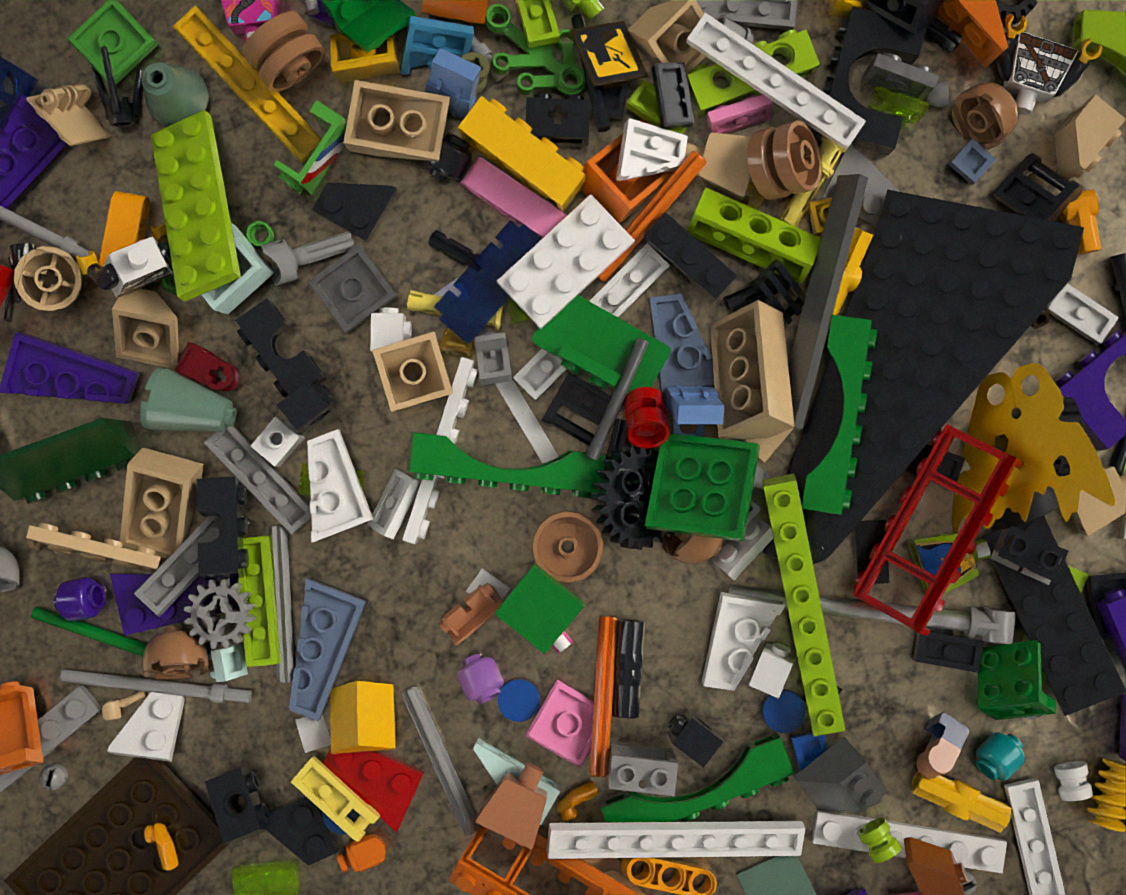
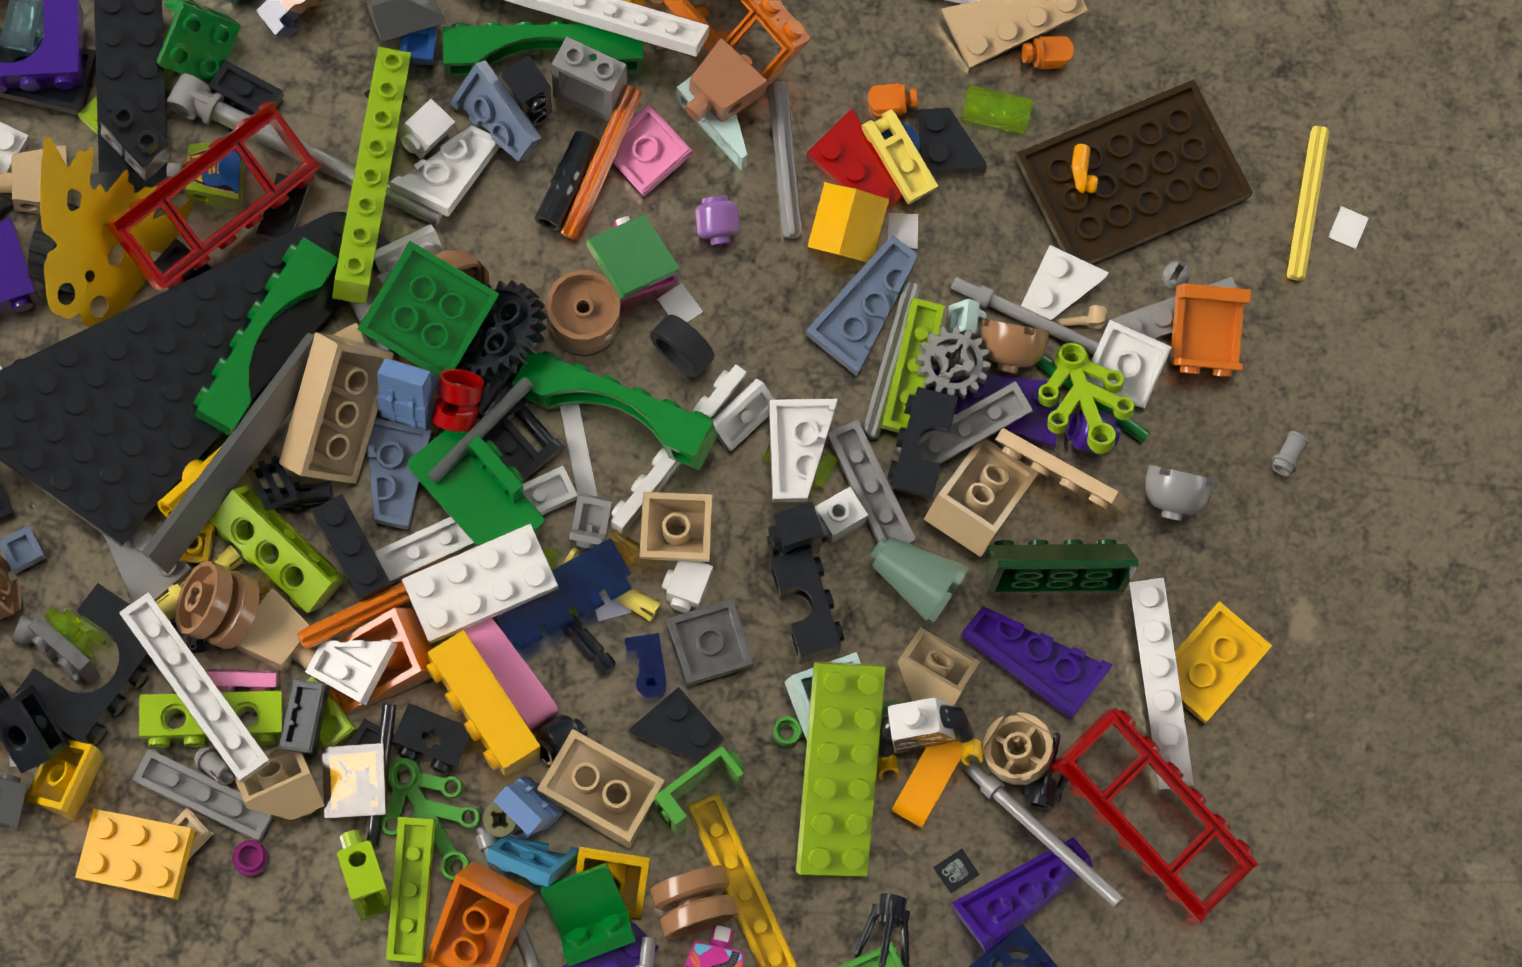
camera: 170 degrees left, 15 degrees down
(67, 114) = (944, 917): tan hinge -> none
(68, 673) = (1133, 355): none -> white tile
(79, 169) = (956, 870): none -> black sticker
(92, 627) = (1085, 394): none -> lime plant
(173, 92) = (826, 921): sand green cone -> none
(204, 367) = (891, 616): dark red piece -> none
(224, 792) = (1006, 164): black brick -> none
(287, 260) = (768, 692): light grey piece -> none
(392, 240) = (650, 664): none -> clear blue leg
(463, 622) = (702, 281): nougat hinge -> none
(468, 545) = (682, 345): none -> black tyre
(518, 700) = (686, 188): blue piece -> none
(575, 797) = (663, 81): light orange arm -> none
(718, 710) = (494, 108): none -> sand blue wing
(783, 713) = (430, 85): blue piece -> none

